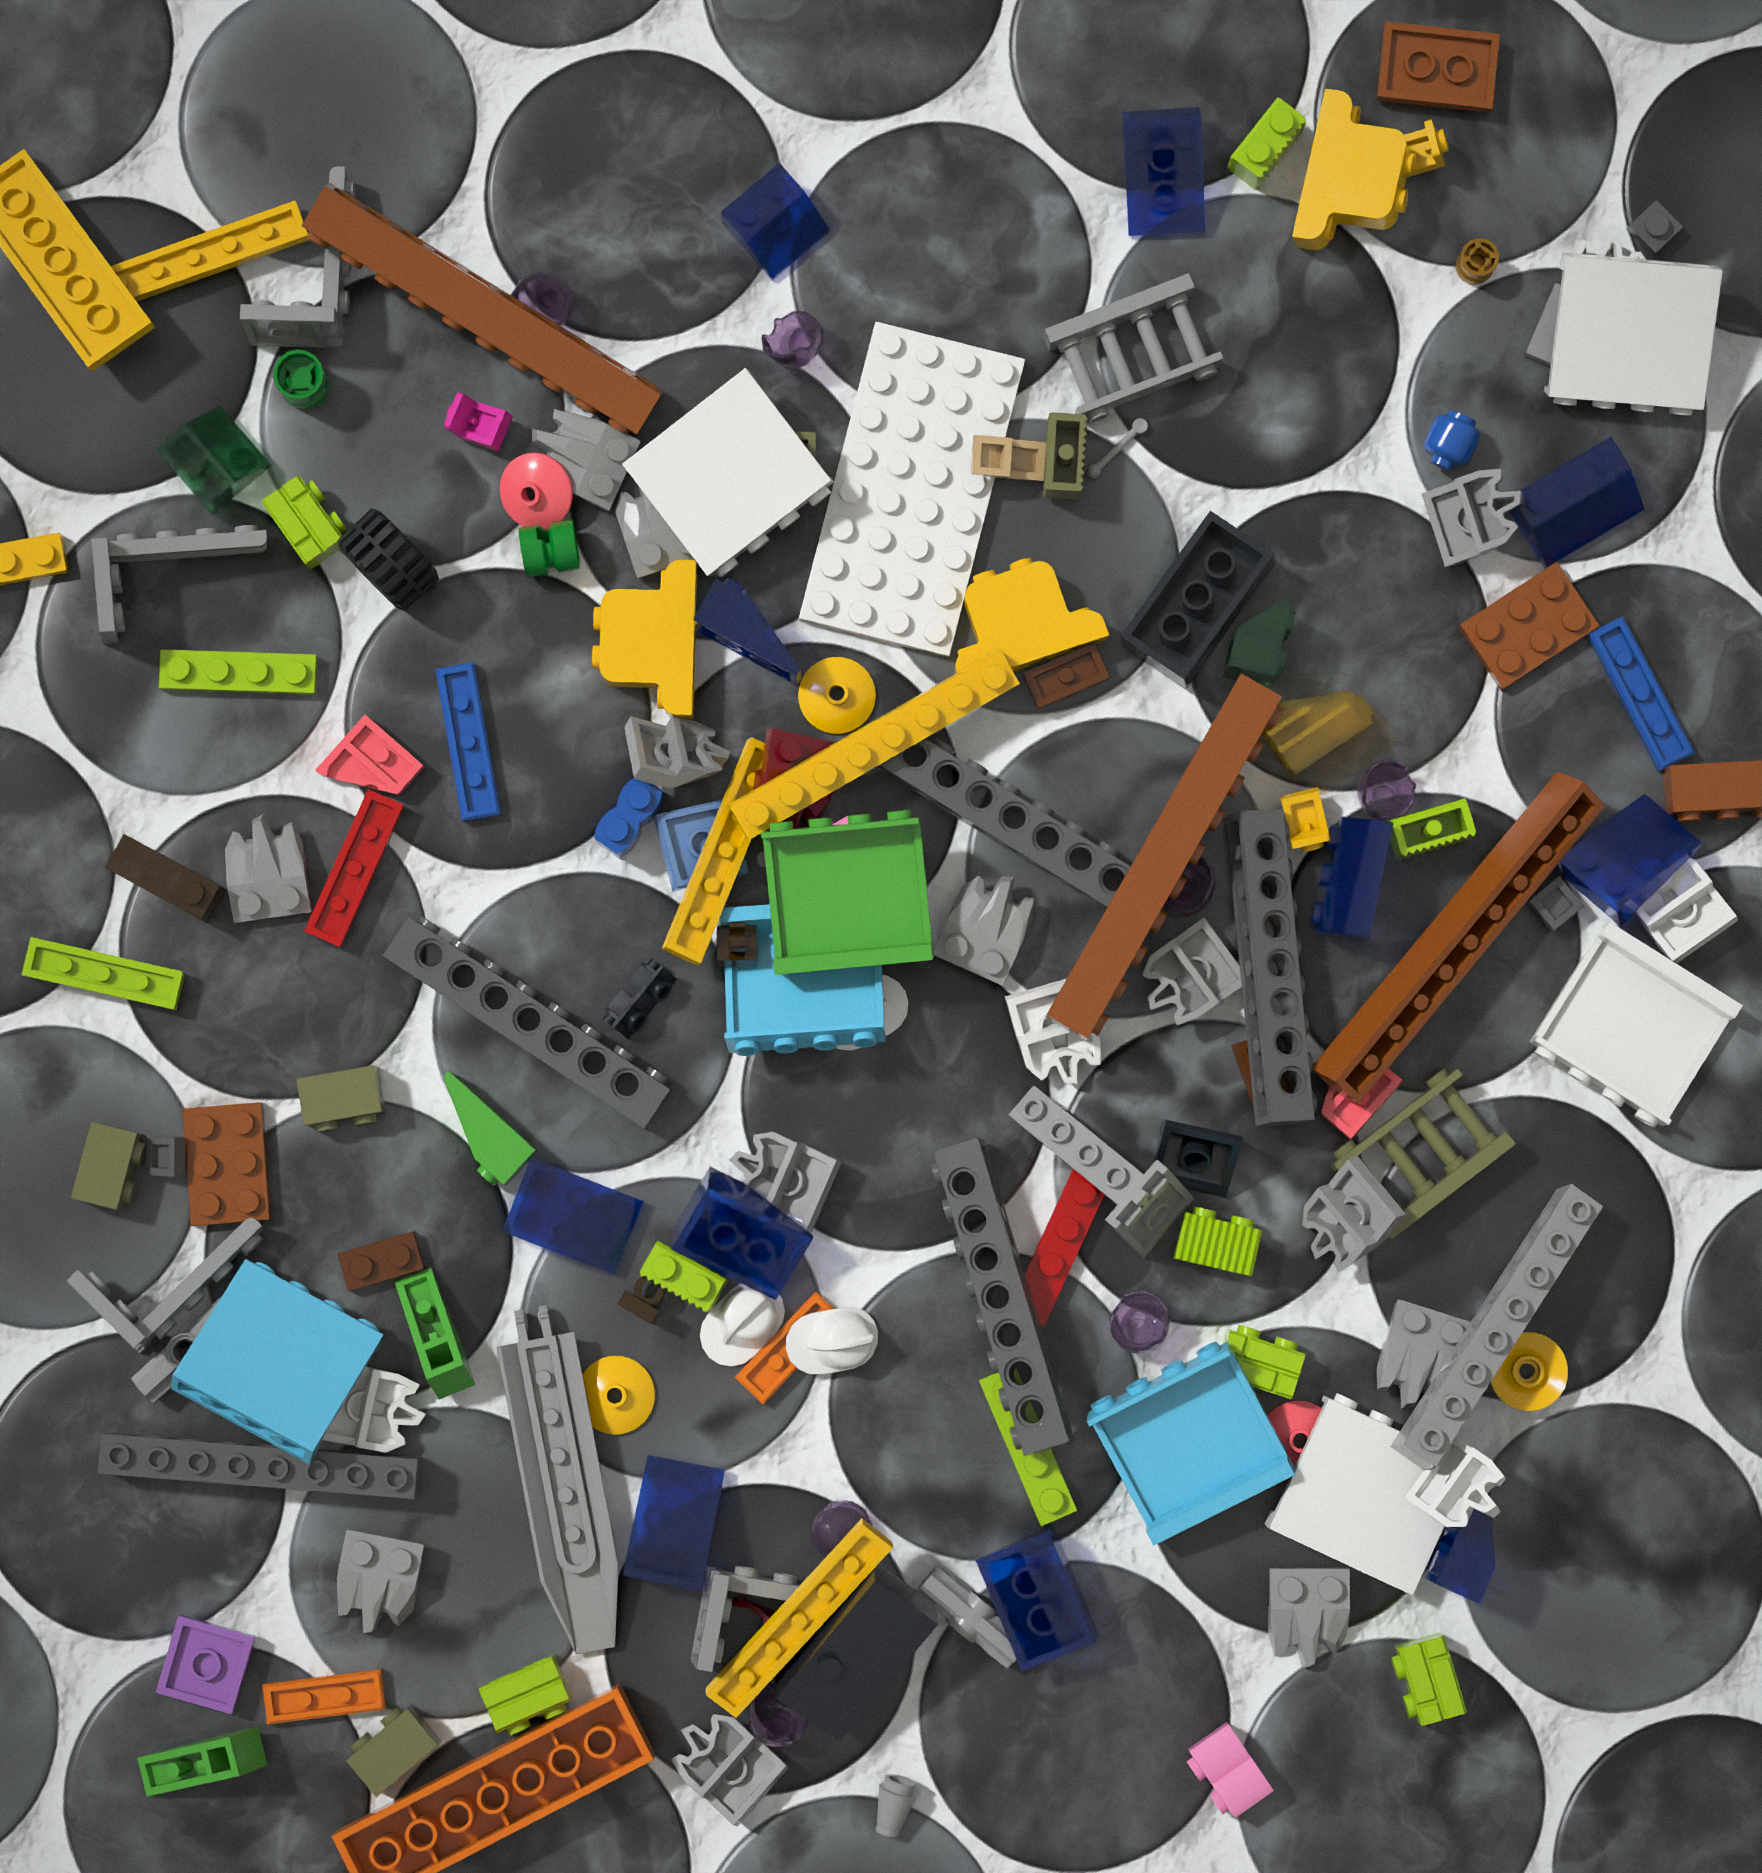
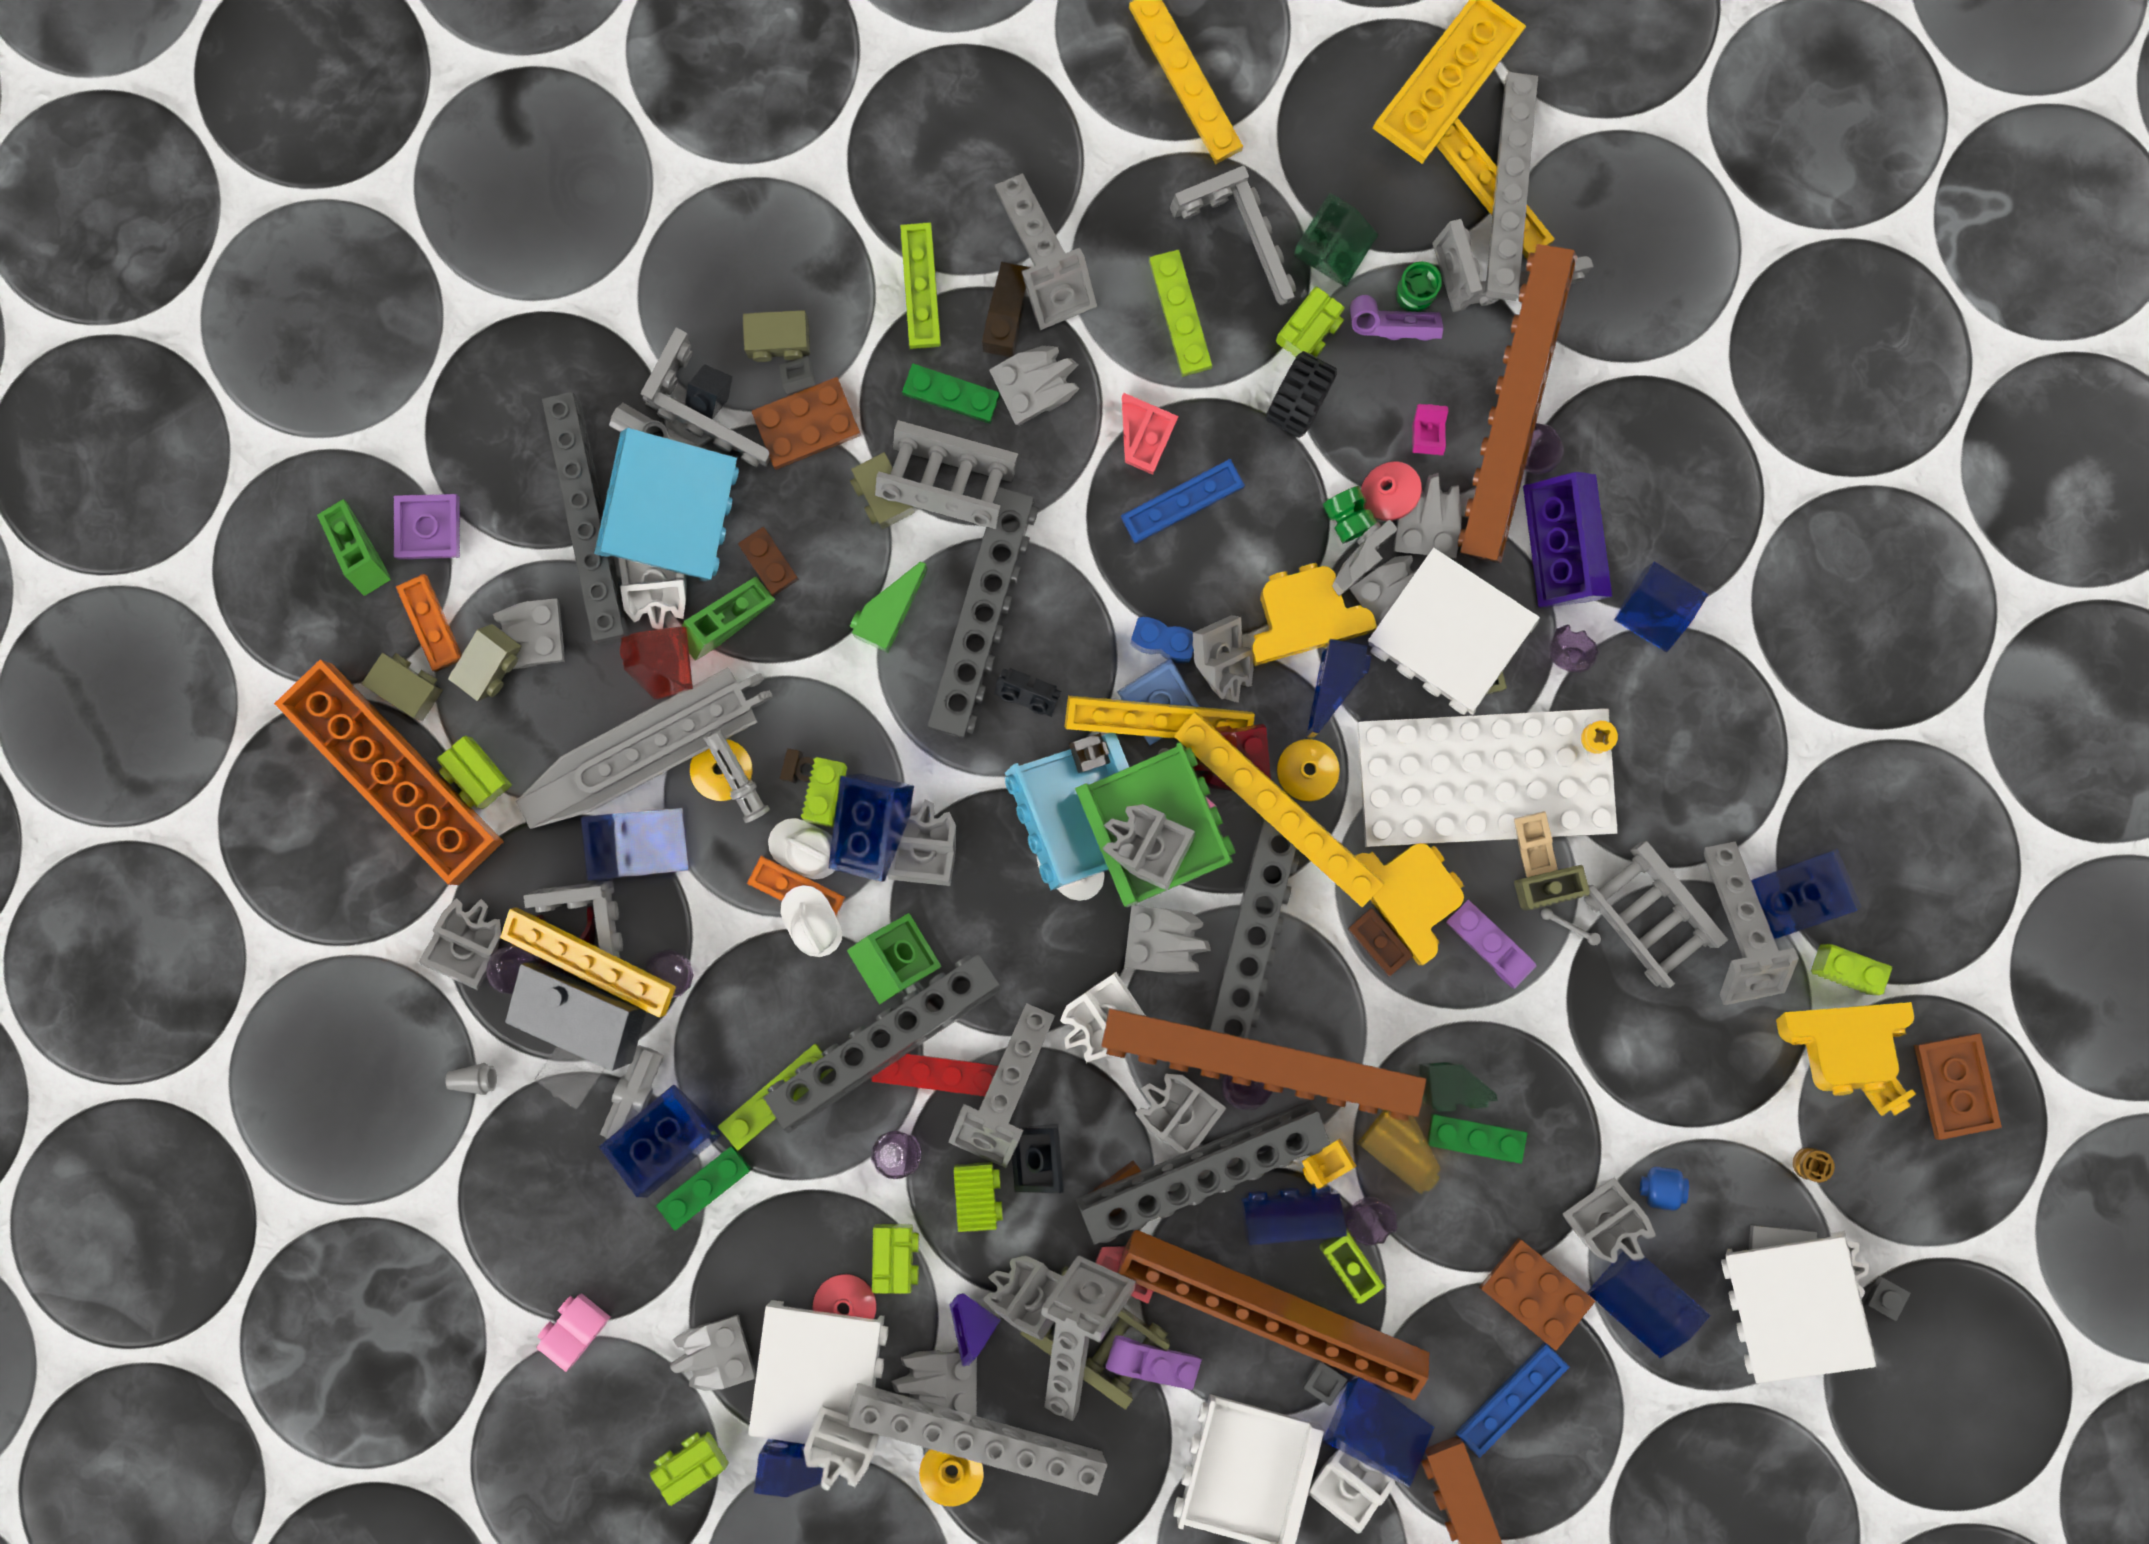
camera: 75 degrees right, 0 degrees up
(152, 1269) = (708, 391): none -> black brick
(158, 804) = (1059, 280): none -> light grey bracket
(215, 230) = (1511, 186): none -> light grey plate
(247, 978) = (951, 393): none -> green plate
(321, 994) = (953, 451): none -> light grey fence
(335, 422) = (1394, 324): none -> medium lavender plate
(354, 868) = (1060, 446): red plate -> none
(398, 1639) = (485, 663): none -> brick
(463, 1426) = (658, 661): none -> clear red slope
(572, 1216) = (845, 693): clear blue slope -> none
(607, 549) = (1364, 557): none -> light grey plate
(648, 1374) = (742, 788): none -> light grey pin
(661, 303) = (1567, 540): none -> dark purple slope
(869, 907) = (1149, 844): none -> light grey plate
(907, 351) = (1593, 740): none -> yellow wheel
(907, 1254) = (894, 958): none -> bright green slope
(925, 1686) = (569, 1076): none -> clear piece
(1108, 1565) = (703, 1188): none -> green plate
(1109, 547) = (1491, 944): none -> medium lavender plate
(1191, 1441) = (815, 1224): medium azure panel -> none
(1197, 599) = (1473, 1026): black brick -> none
(1234, 245) = (1763, 968): none -> light grey bracket
(1329, 637) = (1476, 1138): none -> green plate
(1366, 1294) = (972, 1326): none -> dark purple slope
(1380, 1154) = (1083, 1308): none -> light grey bracket
(1472, 1095) = (1152, 1363): none -> medium lavender plate

